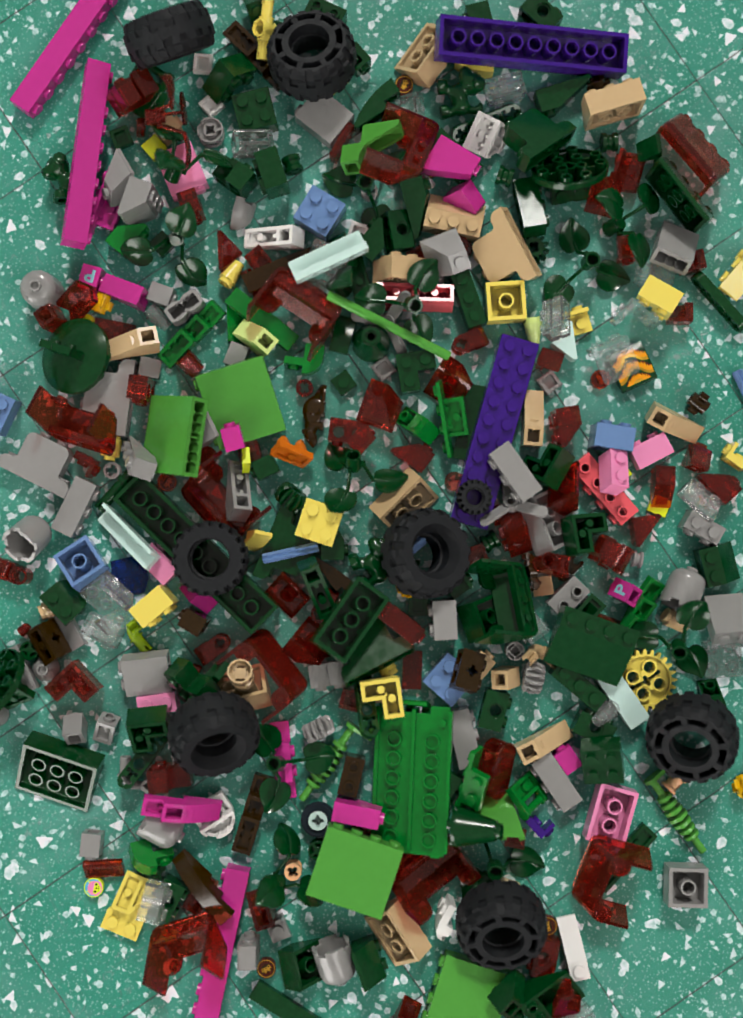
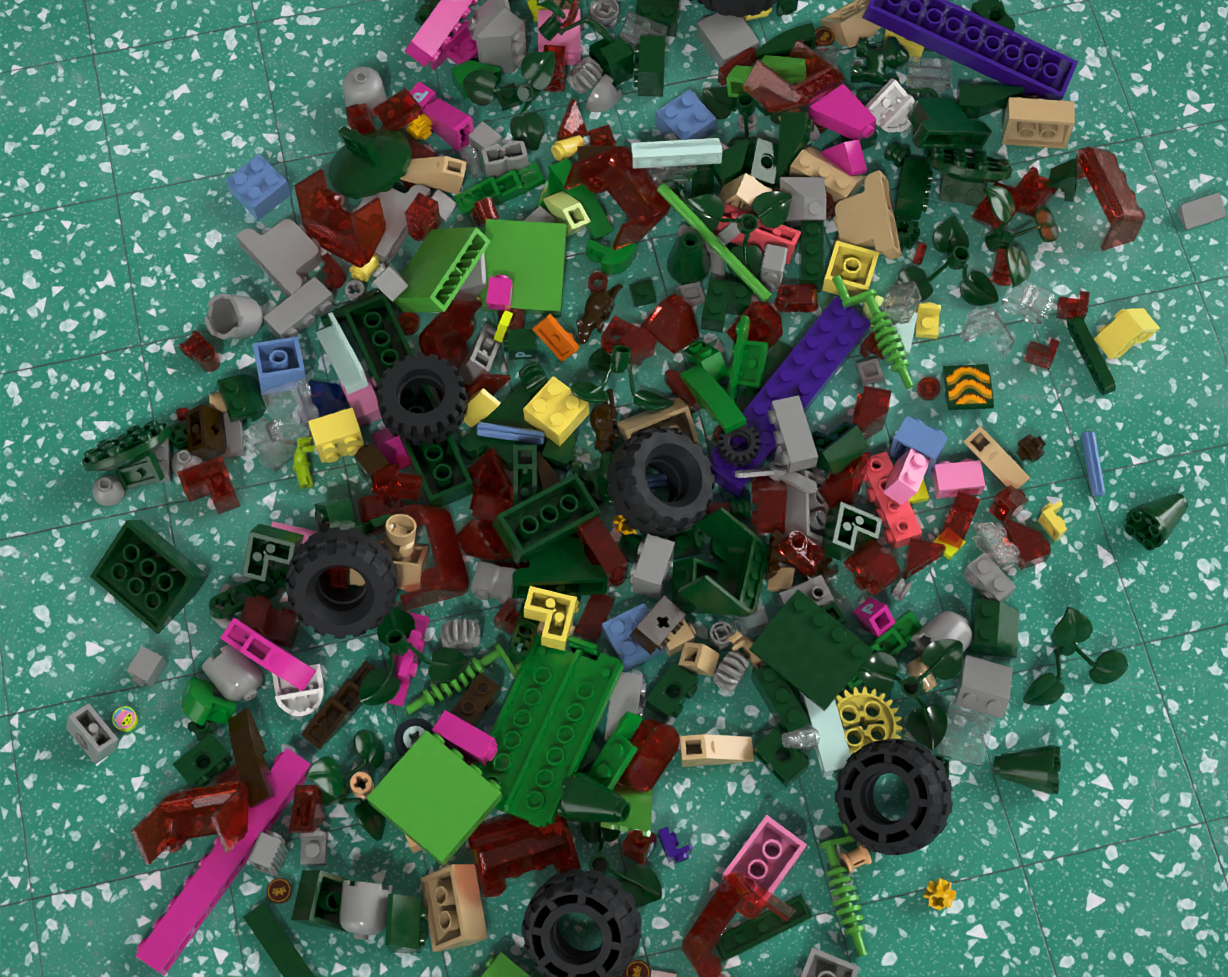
camera: 20 degrees right, 20 degrees down
(74, 728) = (188, 533): light grey brick -> none
(75, 912) = (92, 733): none -> light grey brick
(104, 868) = (147, 700): clear red tile -> none
(106, 728) = (221, 548): light grey bracket -> none
(122, 923) = (143, 771): light yellow wing -> none
(129, 892) = (166, 739): light yellow wing -> none
(144, 672) = (293, 502): light grey brick -> none
(153, 902) = (187, 749): clear brick -> none
(214, 632) = (392, 483): none -> clear red slope
(219, 202) = (584, 75): none -> light grey gear
(275, 238) = (630, 127): white slope -> none
(292, 164) = (676, 68): dark green wheel -> none
(297, 617) = (488, 504): none -> clear red slope
(342, 335) = (660, 245): dark green slope -> none
(359, 513) = (602, 422): none -> dark brown animal
(439, 465) = (713, 398): none -> green slope
(442, 325) = (773, 267): none -> light grey brick
(443, 923) = (511, 909): white slope -> none
(522, 790) = (672, 792): green plate -> none
(533, 419) = (835, 400): tan slope -> none
(549, 347) = (886, 335): none -> bright green piece
(554, 262) = (920, 252): none -> clear red tile
(556, 782) = (712, 801): light grey brick -> none
(566, 758) = (736, 780): dark pink brick -> none
(602, 760) = (777, 789): dark green brick -> none
(609, 142) = (1022, 160): dark green wheel -> none
(614, 358) = (951, 368): clear bracket -> none
(660, 297) = (1025, 321): light yellow brick -> none
(674, 248) = (1057, 279): light grey brick -> none
(678, 195) = (1080, 233): dark green slope -> none

